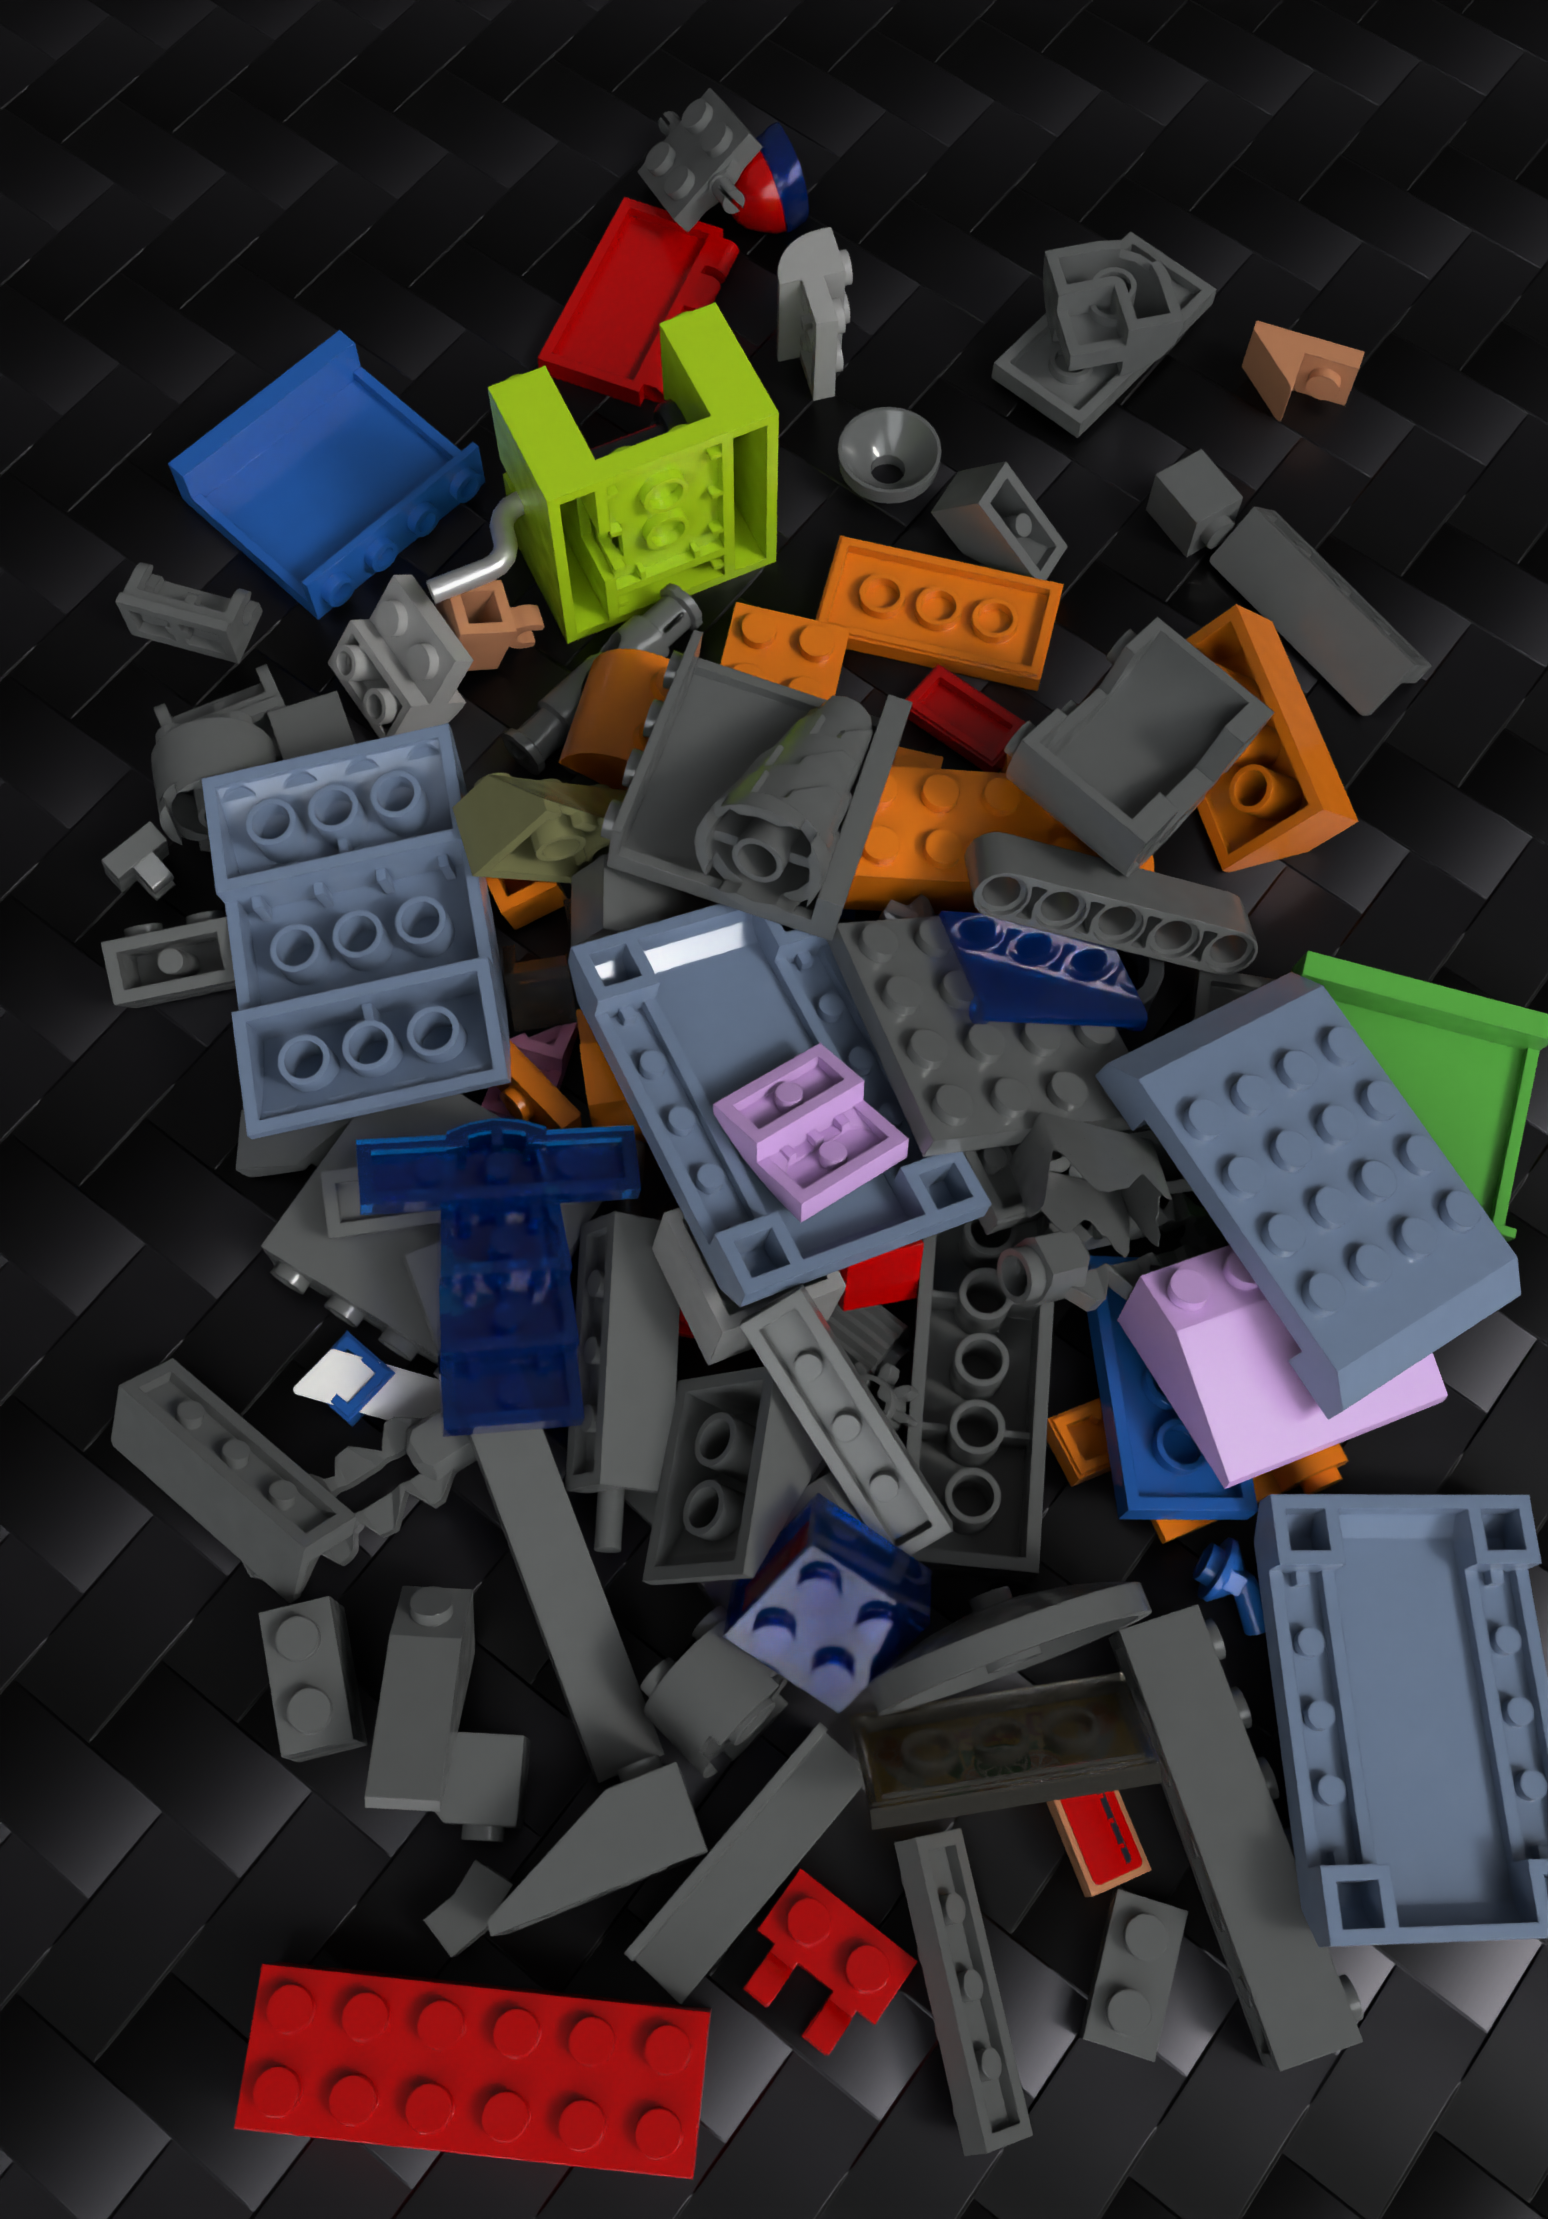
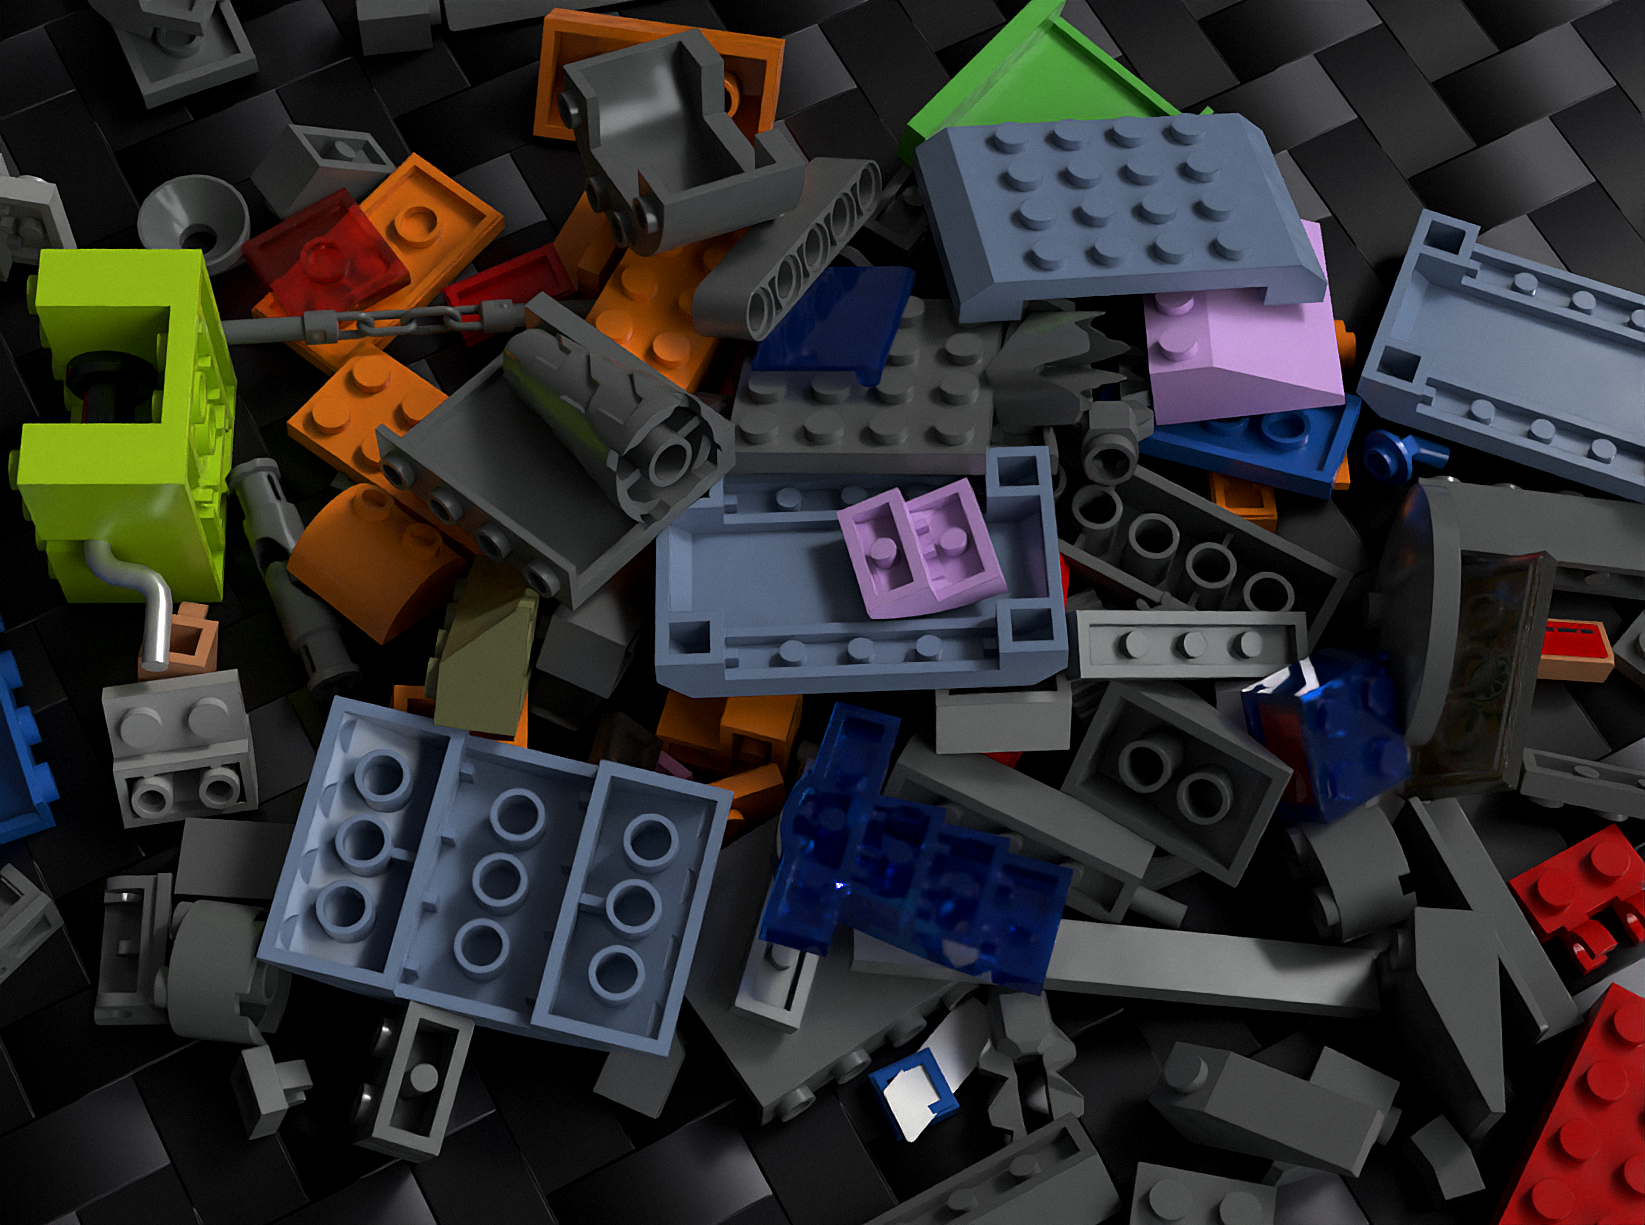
camera: 70 degrees left, 5 degrees down
(837, 586) = (322, 326): none -> dark grey piece
(908, 566) = (326, 259): none -> clear red tile

